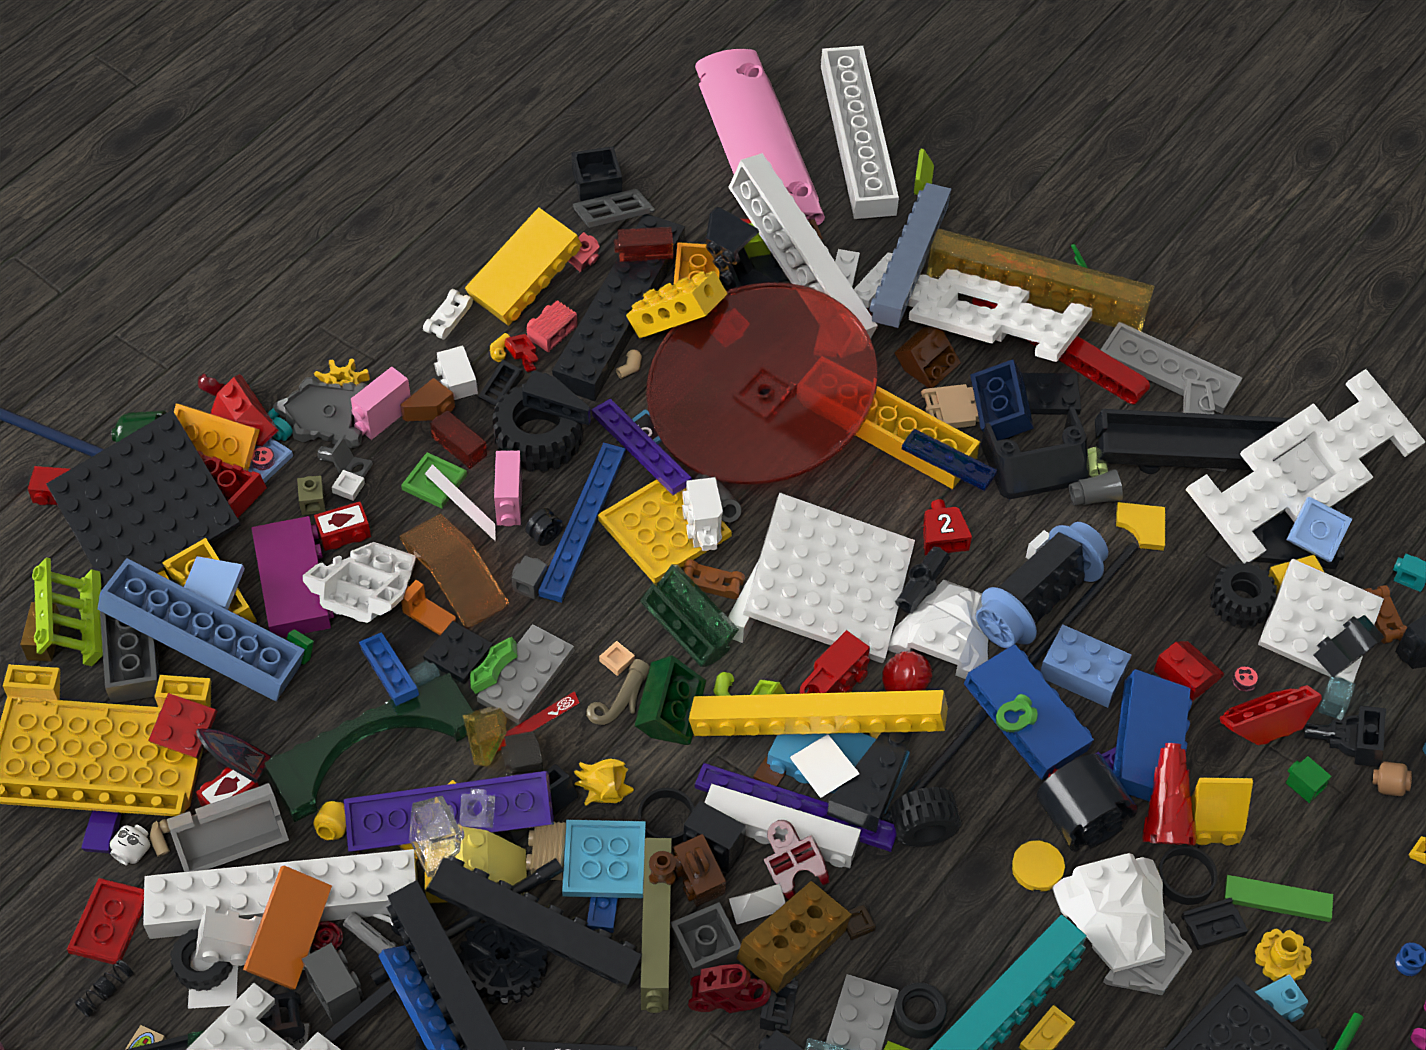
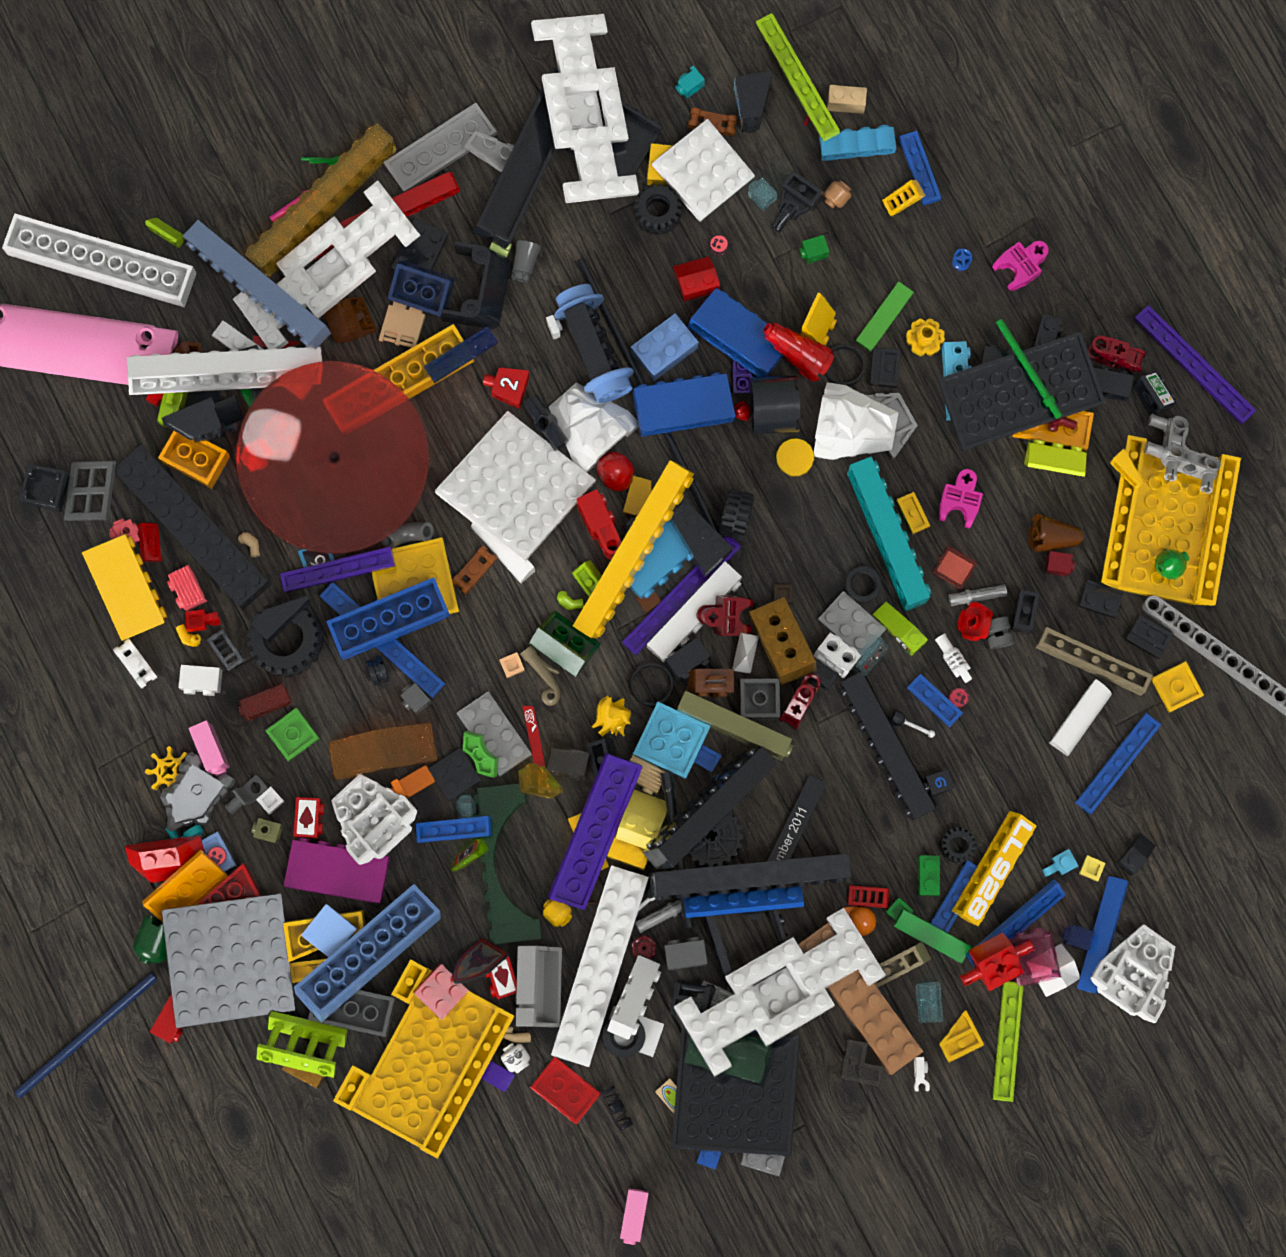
camera: 65 degrees left, 25 degrees up
(209, 384) = (124, 872): dark red plate -> none
(287, 927) = (639, 970): orange tile -> none
(302, 641) = (401, 885): green plate -> none
(363, 697) = (469, 854): none -> clear neon green slope
(428, 402) = (220, 710): dark orange slope -> none
(434, 832) = (615, 846): clear slope -> none
(461, 500) = (322, 721): white sticker -> none
(467, 816) = (615, 818): clear brick -> none
(508, 488) = (334, 683): bright pink brick -> none
(584, 277) = (149, 542): none -> red plate
(608, 507) = (388, 618): none -> blue brick
(644, 244) = (153, 485): clear red brick -> none
(662, 867) = (709, 712): reddish brown brick -> none
(676, 303) = (230, 487): yellow brick -> none
(690, 616) = (503, 600): clear green brick -> none
(703, 513) = (430, 553): white hinge -> none
(806, 1012) = (834, 658): none -> white brick
(824, 765) = (673, 564): white sticker -> none
(1021, 703) = (693, 406): bright green piece -> none
(1144, 522) = (565, 242): yellow tile -> none
(1272, 714) = (756, 245): red wedge -> none
(1319, 529) = (638, 130): light blue tile -> none
(1348, 646) = (735, 165): black brick -> none

